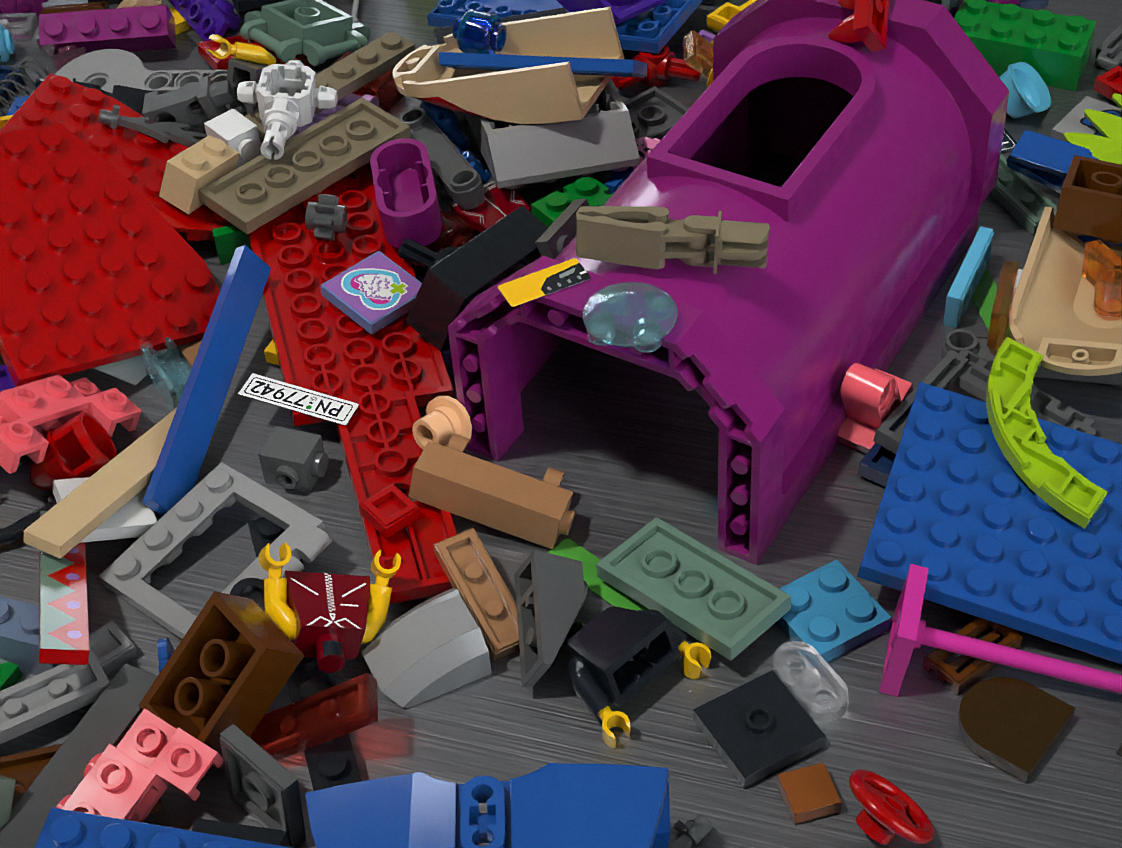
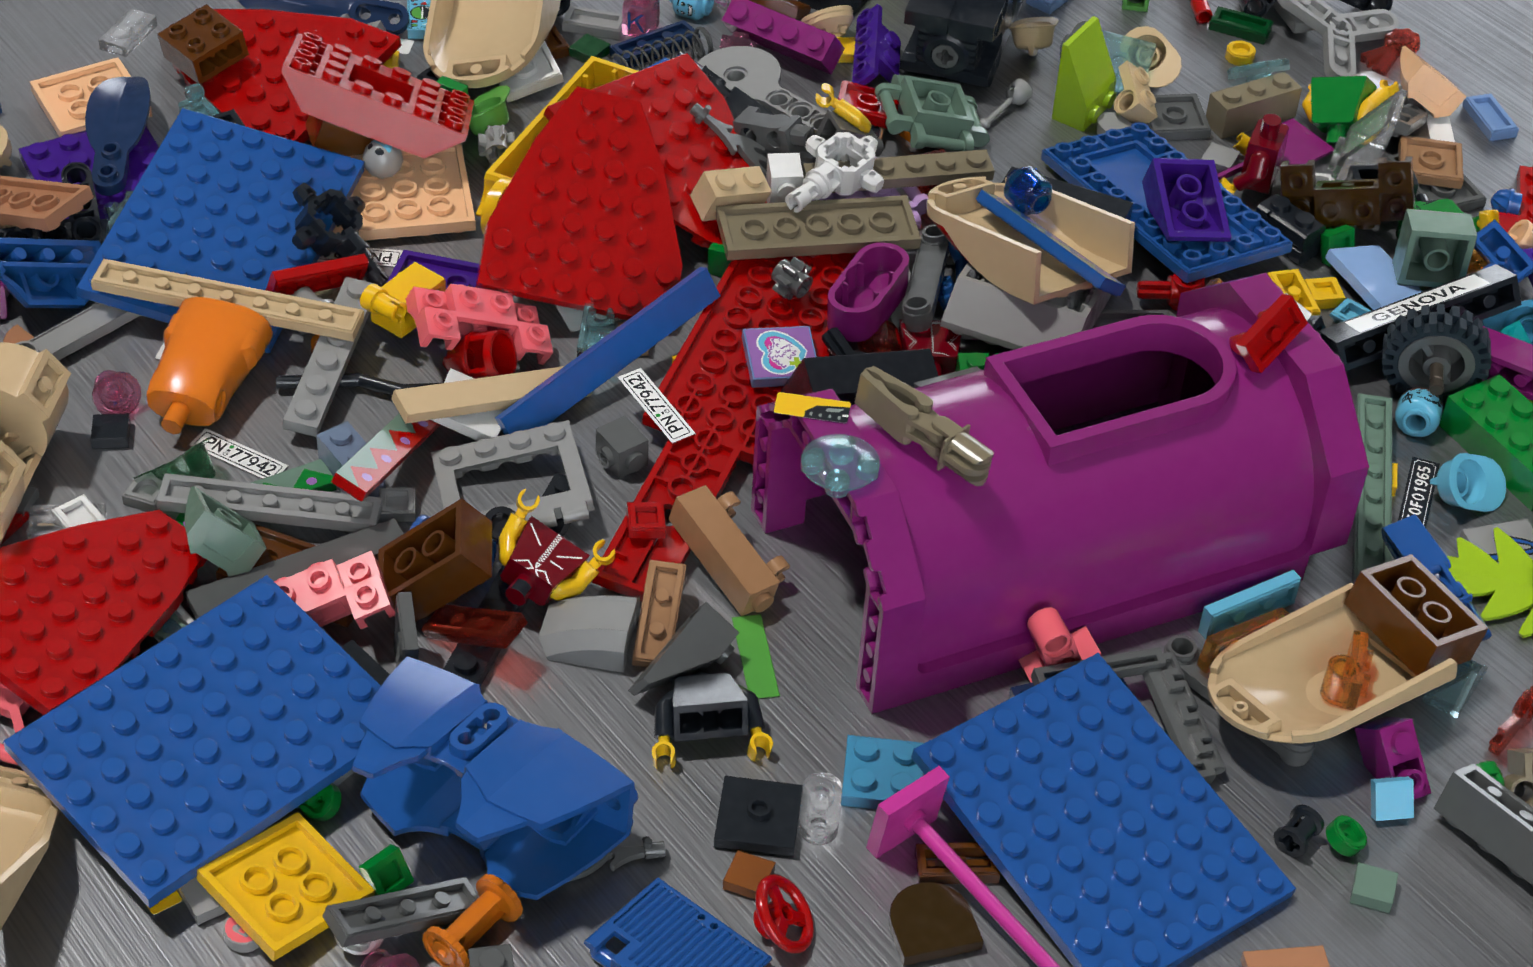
camera: 30 degrees right, 0 degrees up
(442, 420) = (737, 478): light nougat piece -> none
(694, 587) = (802, 697): sand green plate -> none
(1023, 439) = (1128, 734): lime tile -> none

